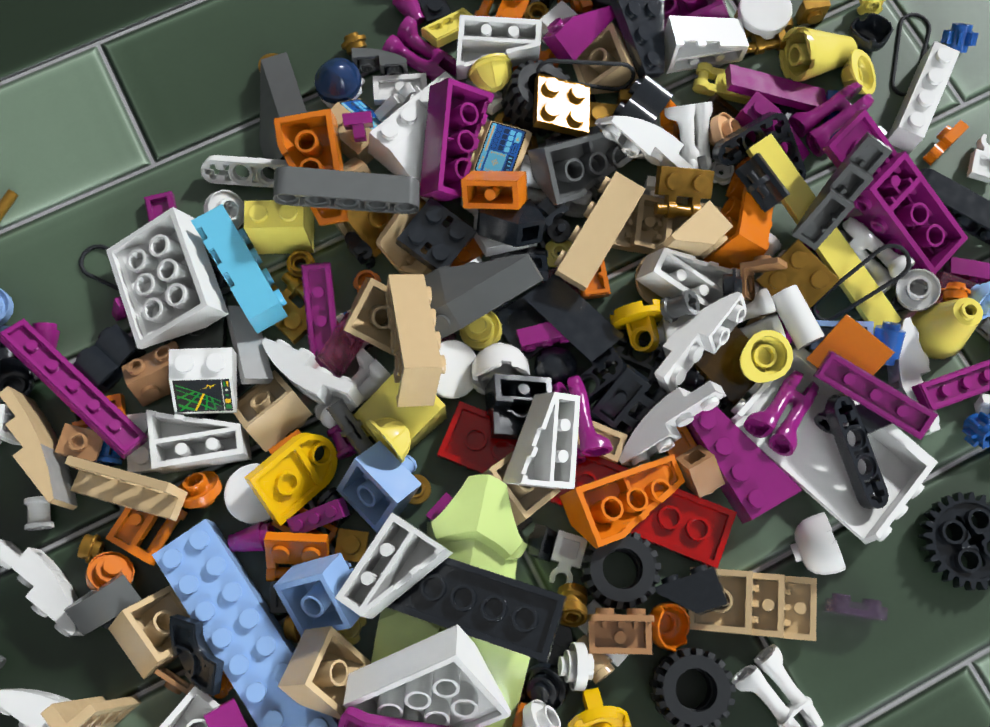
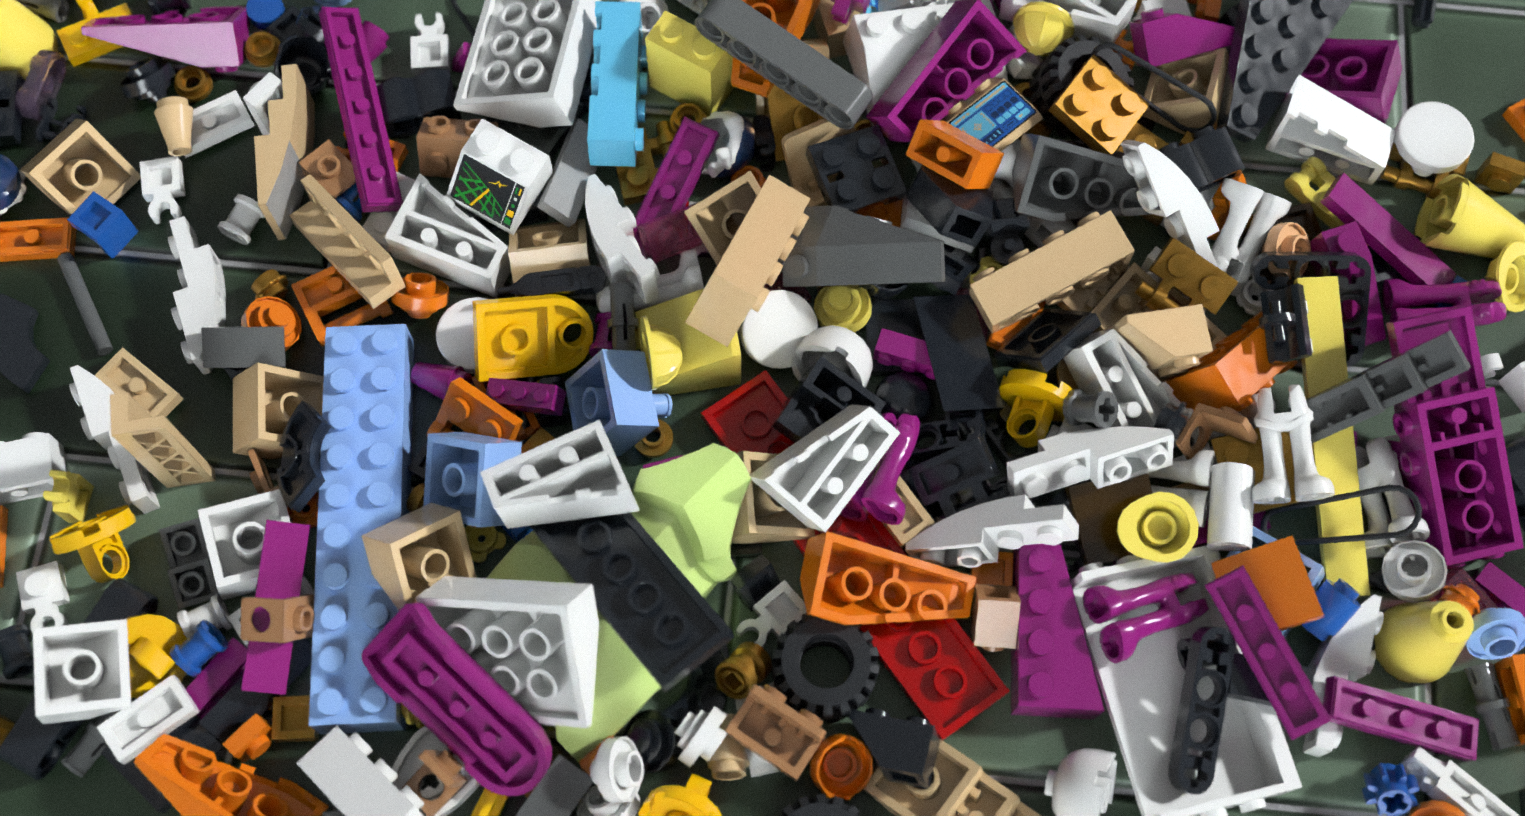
camera: 35 degrees right, 5 degrees down
(44, 675) = (129, 375): none -> tan plate
(92, 315) = (431, 47): none -> white plate
(290, 427) = (563, 282): none -> black piece
(343, 262) = (734, 146): none -> white hair
(623, 276) = (1047, 339): none -> black tile
(832, 273) = (1307, 481): none -> white piece

